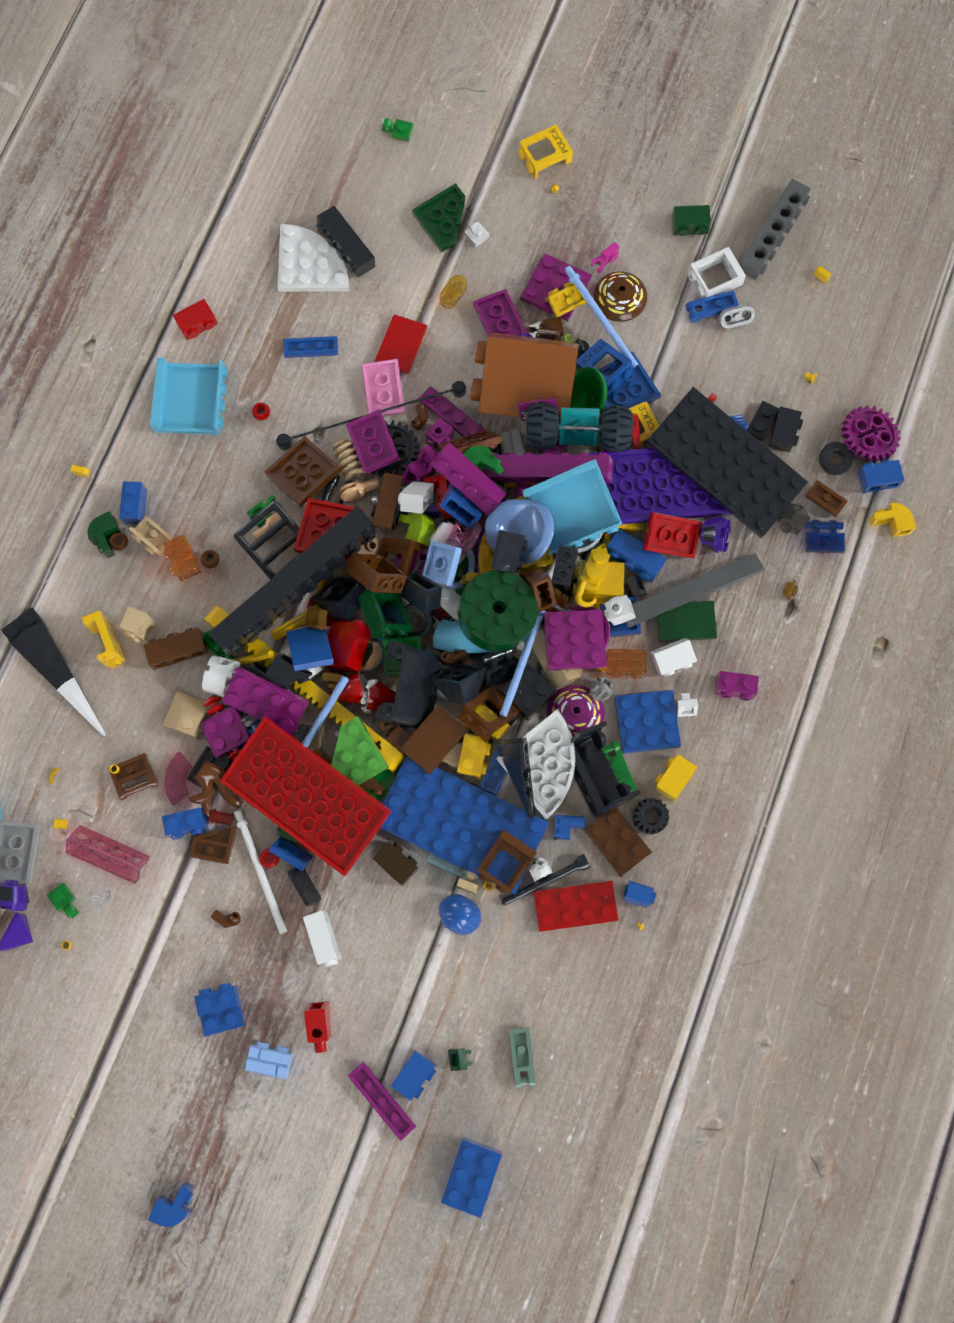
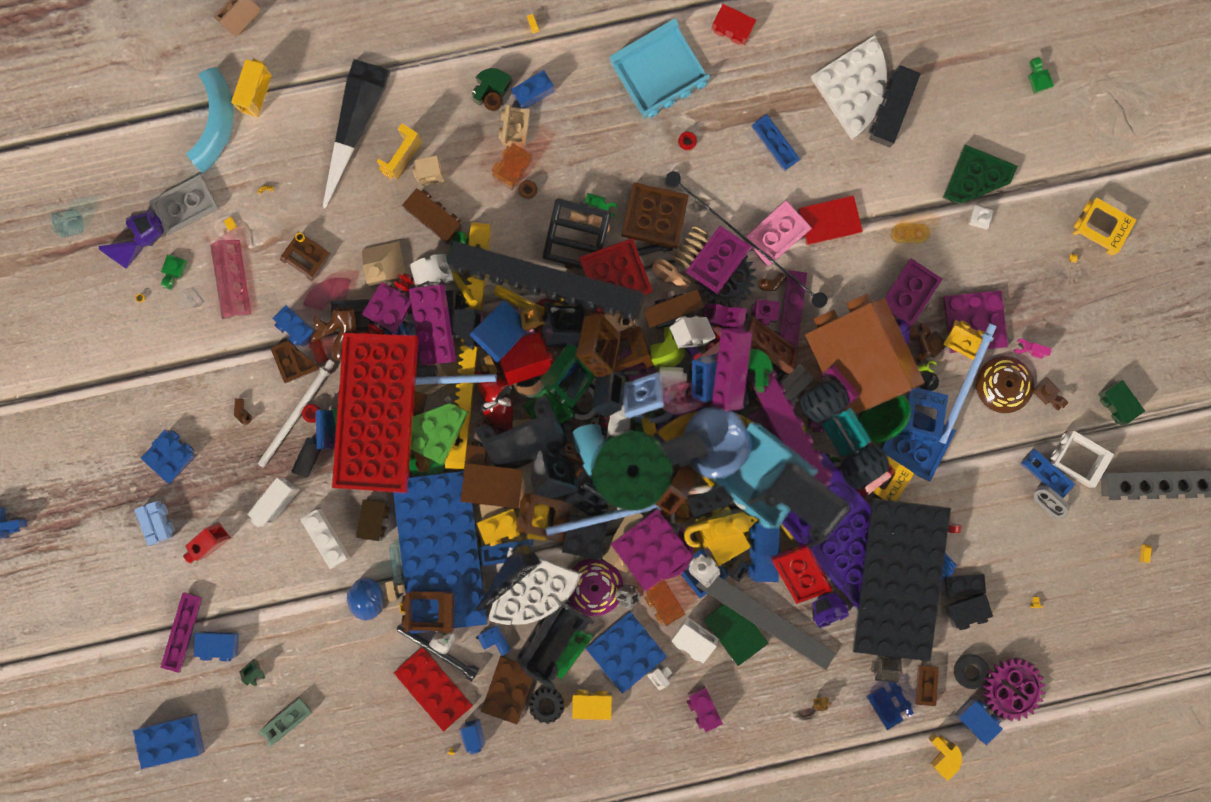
camera: 50 degrees right, 10 degrees up
(384, 914) = (325, 538): none -> white brick
(611, 478) = (804, 497): none -> black windscreen
(648, 268) = (1047, 393): none -> reddish brown plate

